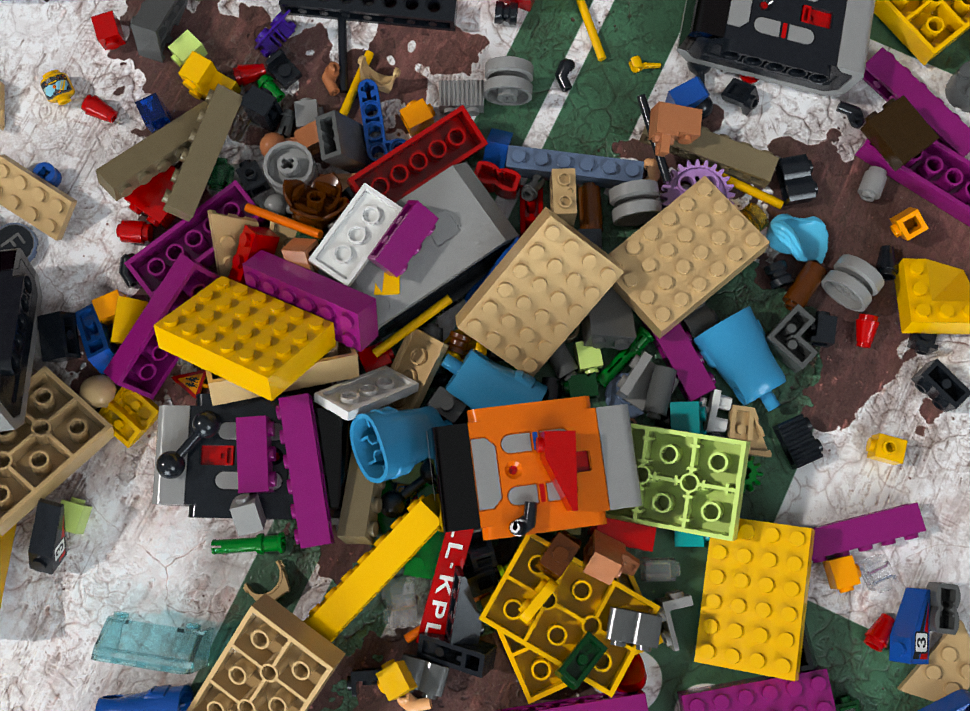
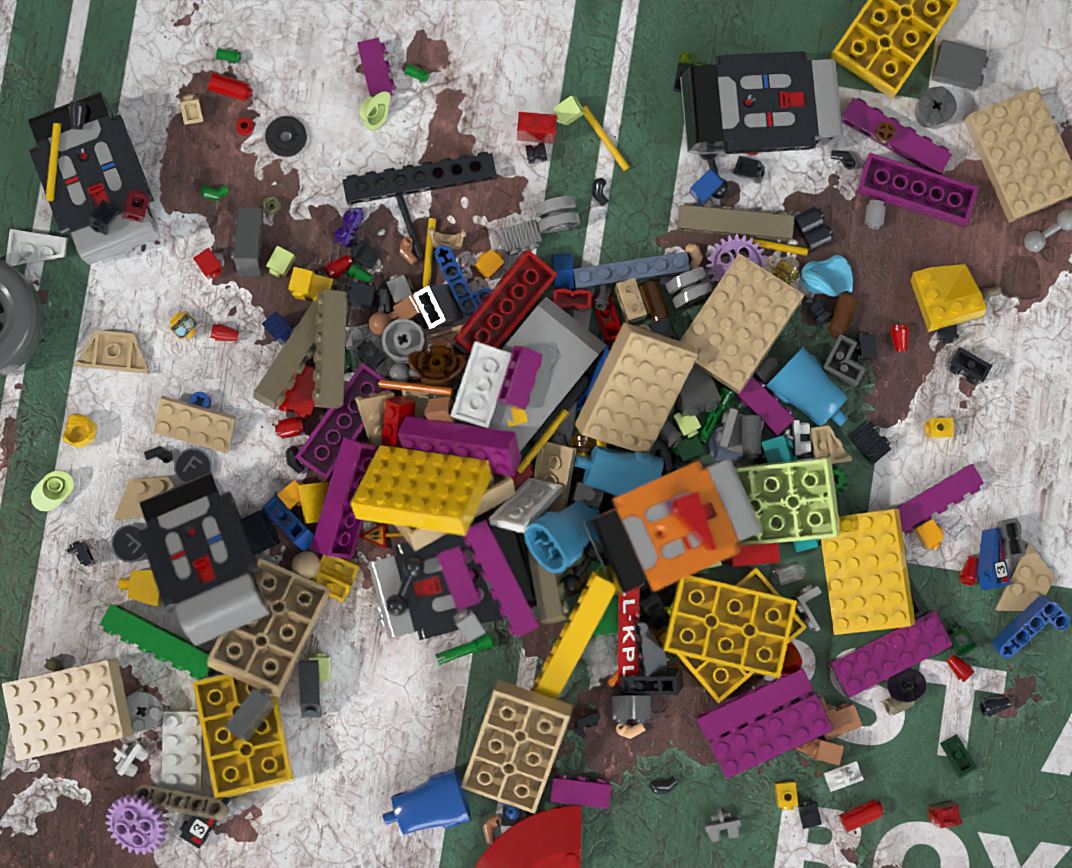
camera: 25 degrees left, 5 degrees up
(153, 645) = (420, 744): clear light blue windscreen -> none
(279, 590) = (502, 675): tan helmet -> none
(395, 679) = (612, 715): yellow brick -> none
(526, 521) = (681, 568): black arm -> none
(530, 607) = (707, 615): yellow plate -> none
(558, 554) = (710, 585): reddish brown torso -> none
(580, 661) = (749, 658): dark green slope -> none
(607, 558) = (746, 576): nougat hinge -> none
(634, 628) = (781, 622): dark grey brick -> none
(636, 64) = (656, 166): yellow hand -> none
(661, 161) = (689, 229): black bar -> none
(673, 123) = (701, 215): nougat hinge -> none
(852, 282) = (879, 303): light grey wheel -> none
(886, 263) = (903, 279): black cone -> none
(898, 132) = (883, 171): dark brown brick -> none
(908, 224) = (910, 241): light orange brick -> none
(914, 87) = (887, 129): none -> reddish brown wheel

